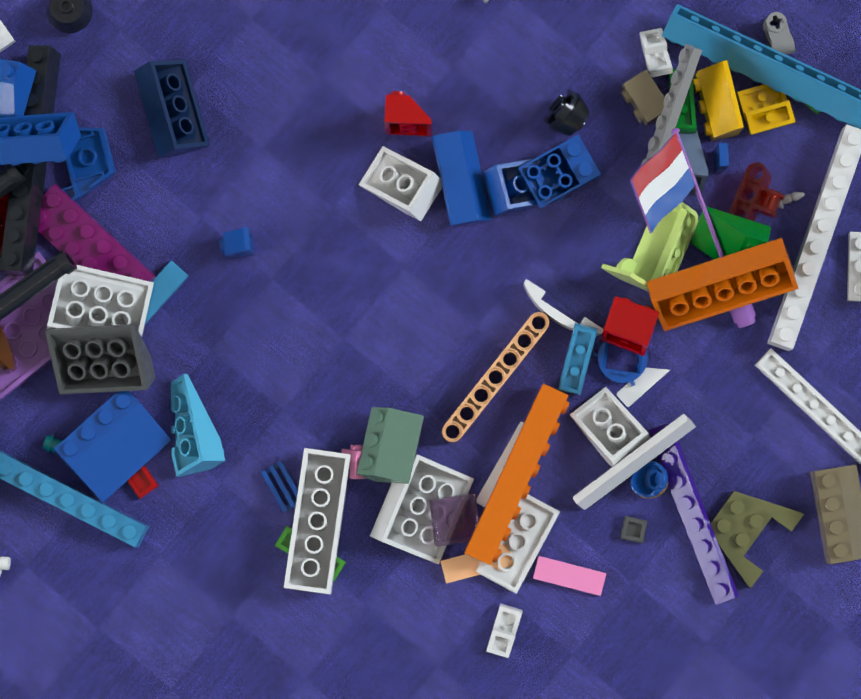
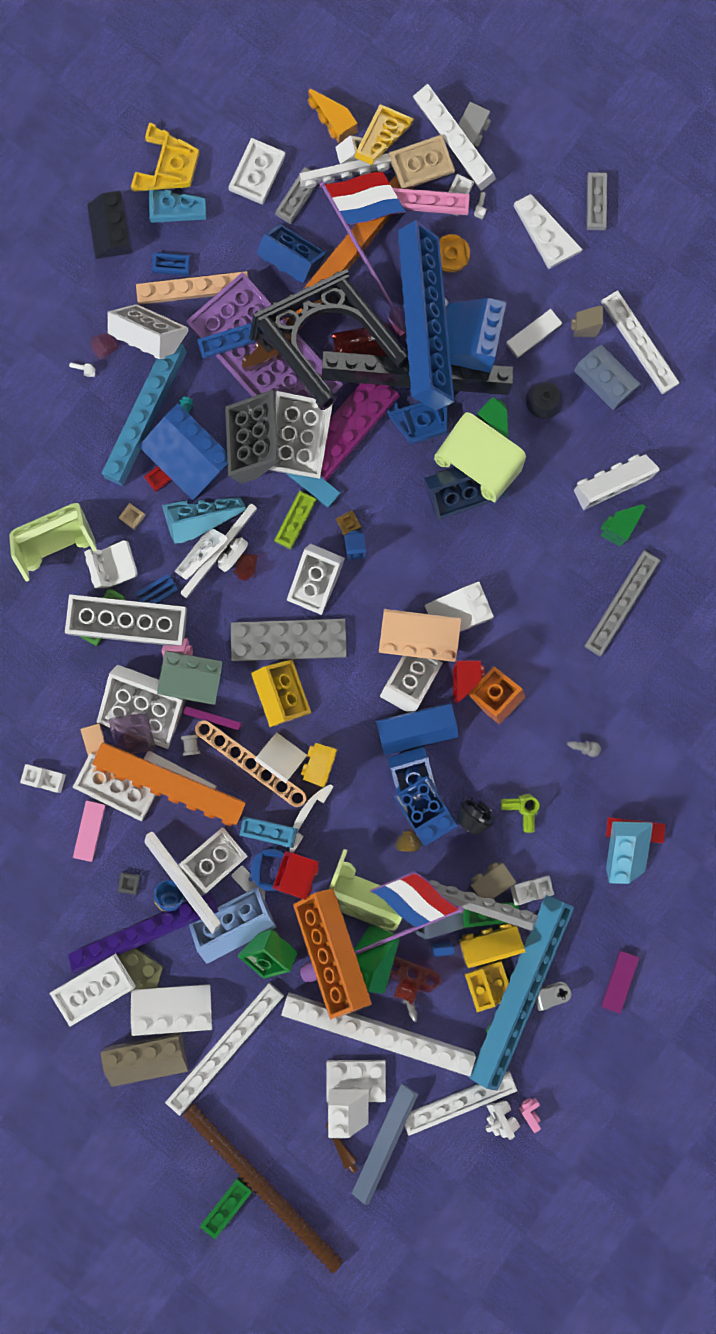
camera: 85 degrees right, 0 degrees up
(95, 70) = (495, 416): none -> green slope
(135, 86) = (482, 455): none -> yellowish green windscreen
(188, 515) = (132, 516): none -> tan tile
(201, 316) = (295, 520): none -> lime tile
(205, 613) = (48, 535): none -> yellowish green windscreen
(208, 252) = (348, 522): none -> pearl gold tile
(236, 409) = (207, 565): none -> white tile
(237, 429) = (204, 548): none -> white wing
(241, 392) = (236, 548): none -> white plate
(247, 538) = (111, 565): none -> white bracket
(256, 377) = (246, 566): none -> clear red bracket
(275, 293) = (315, 578): none -> white slope
(322, 123) = (466, 603): none -> white slope
(348, 328) = (288, 640): none -> light grey plate
(350, 169) = (419, 635): none -> light nougat slope
(412, 339) = (281, 692): none -> yellow slope
(425, 80) = (497, 695): none -> orange slope
(439, 421) = (212, 718): none -> magenta tile
(470, 450) = (190, 745): none -> light grey bush
(489, 341) = (280, 757): none -> white tile
(500, 293) = (319, 765): none -> yellow slope
(566, 52) = (528, 813): none -> lime axle
(595, 194) = (407, 842): none -> clear yellow cone
(681, 390) = (240, 923): none -> light blue slope
(722, 362) = (268, 954): none -> green slope
(758, 574) = (92, 990): none -> white tile
(783, 480) = (171, 1009): none -> white slope

